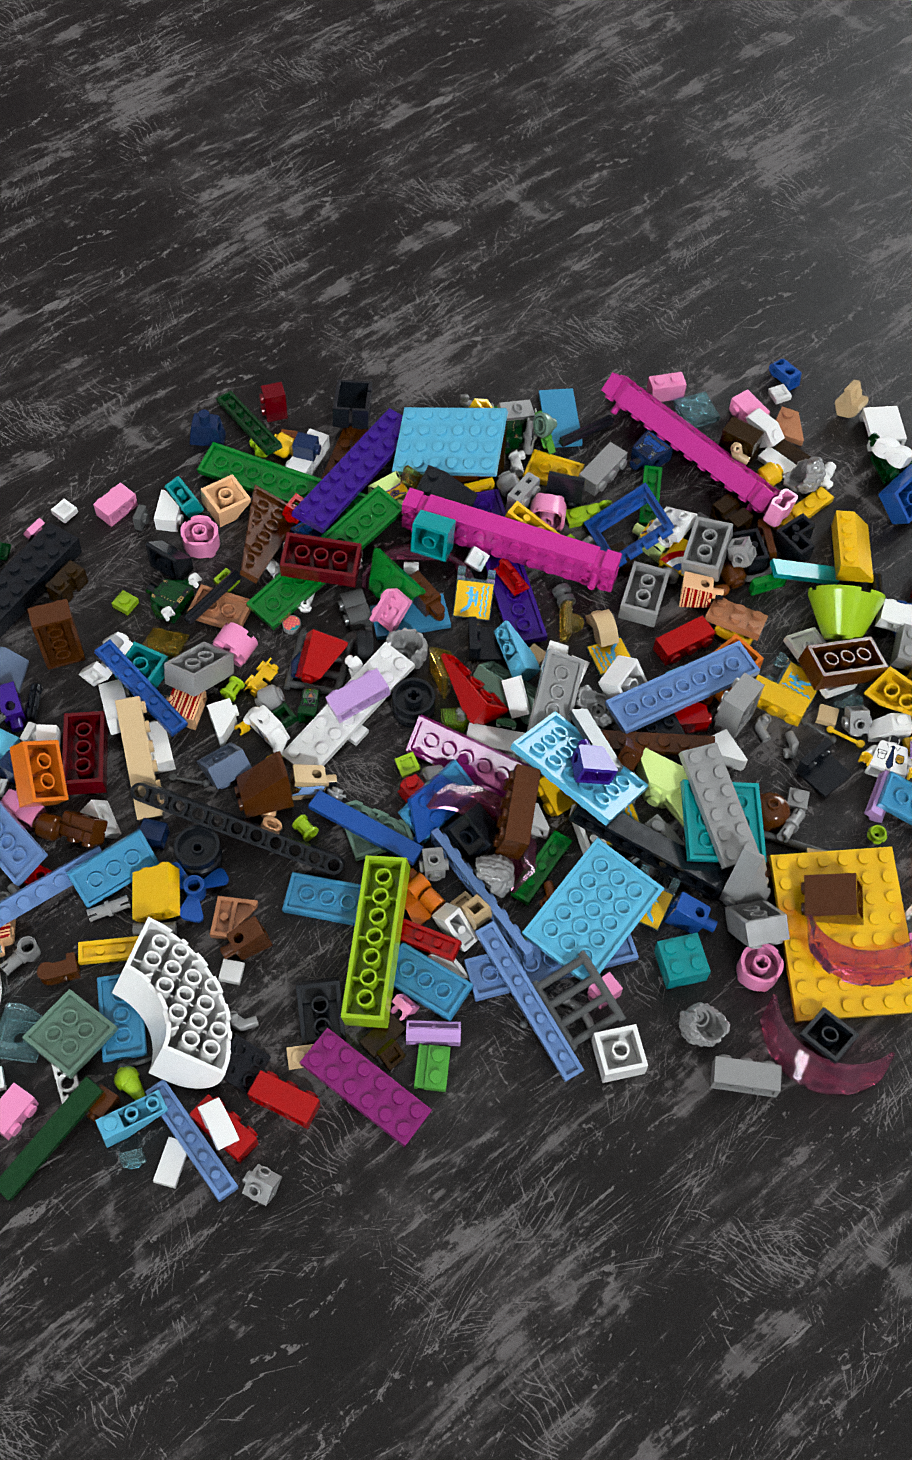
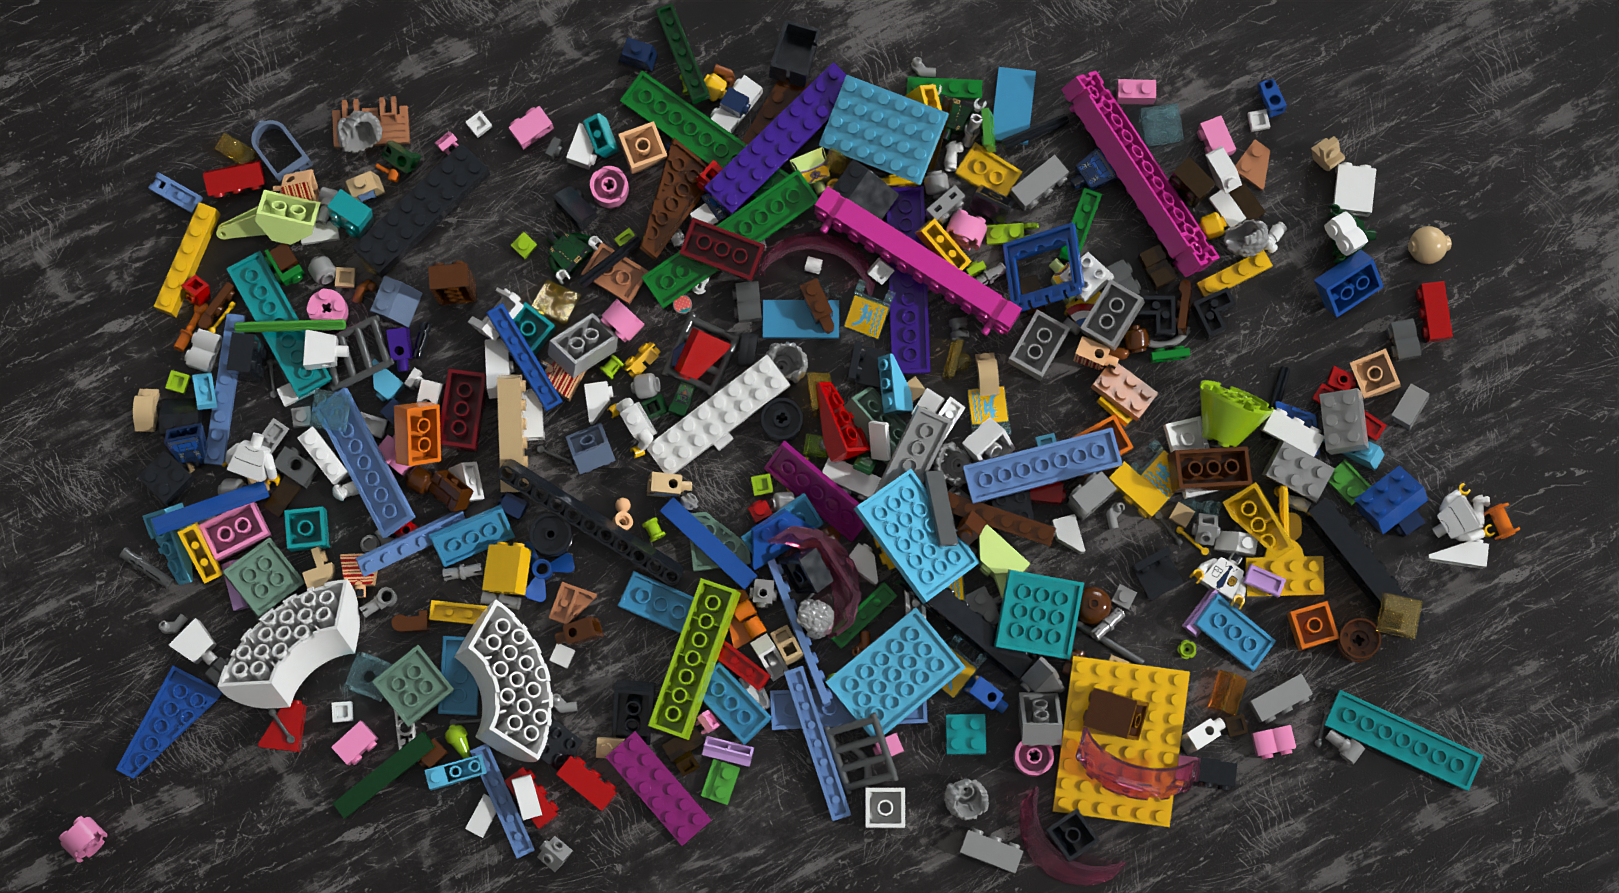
camera: 15 degrees right, 20 degrees up
(66, 581) = (468, 213): dark brown brick -> none
(133, 1158) = (451, 807): clear light blue plate -> none
(264, 787) = (622, 484): reddish brown slope -> none
(273, 401) = (712, 33): dark red brick -> none
(354, 664) = (733, 369): white arm -> none
(358, 695) = (727, 409): lavender brick -> none
(387, 575) = (788, 285): green wing -> none
(391, 609) = (781, 316): bright pink bracket -> none
(432, 535) = (839, 245): teal brick -> none
(511, 577) = (910, 300): red hinge -> none
(517, 811) = (847, 568): reddish brown brick -> none
(518, 409) = (961, 104): light grey plate -> none
(544, 424) = (986, 131): sand green brick -> none
(592, 764) = (926, 539): dark purple torso -> none
(684, 640) = (1065, 405): red brick -> none
(717, 802) = (1037, 600): light grey plate -> none
(737, 453) = (1182, 199): tan arm -> none
(741, 552) = (1146, 325): light grey brick -> none
(780, 507) = (1205, 277): bright pink brick -> none
(793, 742) = (1137, 541): light grey arm -> none
(803, 571) = (1208, 353): tile -> none
(851, 548) = (1269, 333): yellow slope -> none

